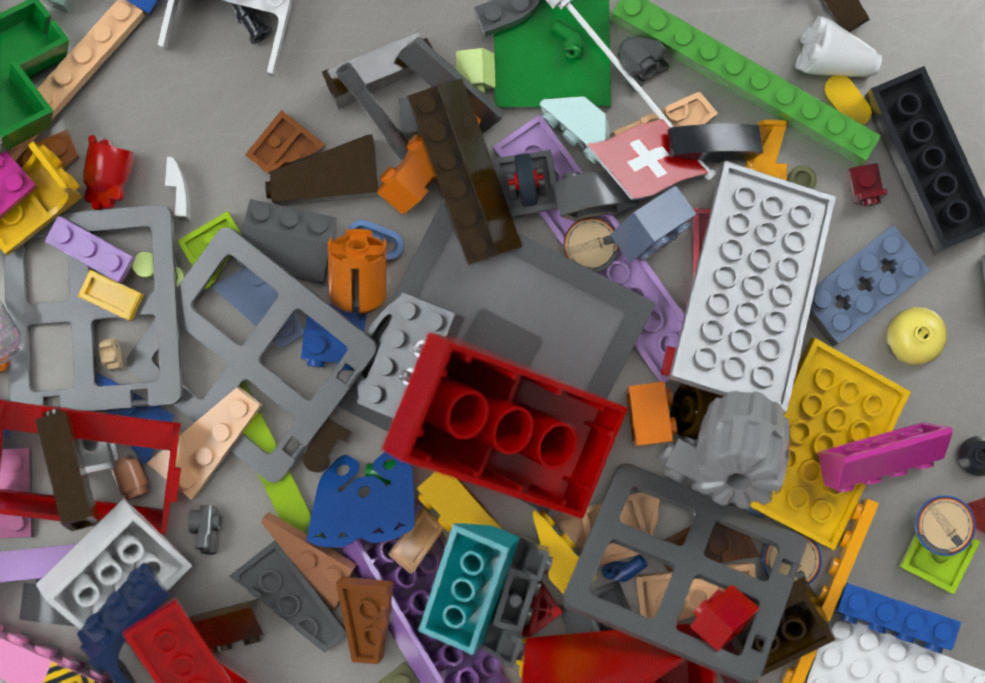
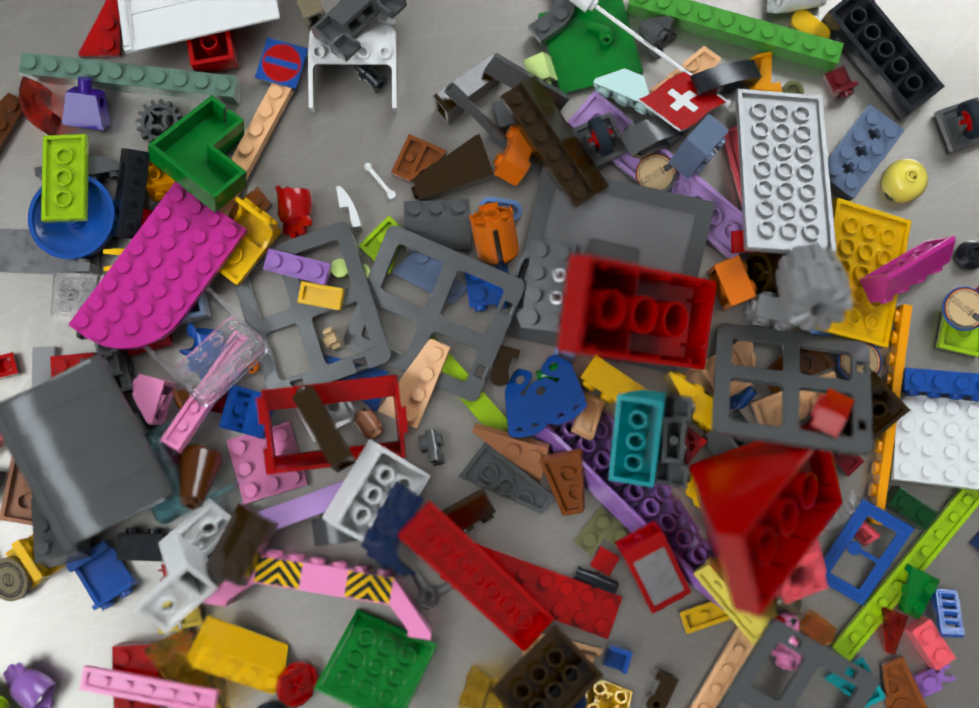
camera: 10 degrees left, 0 degrees up
(238, 183) = (390, 193): none -> white hinge

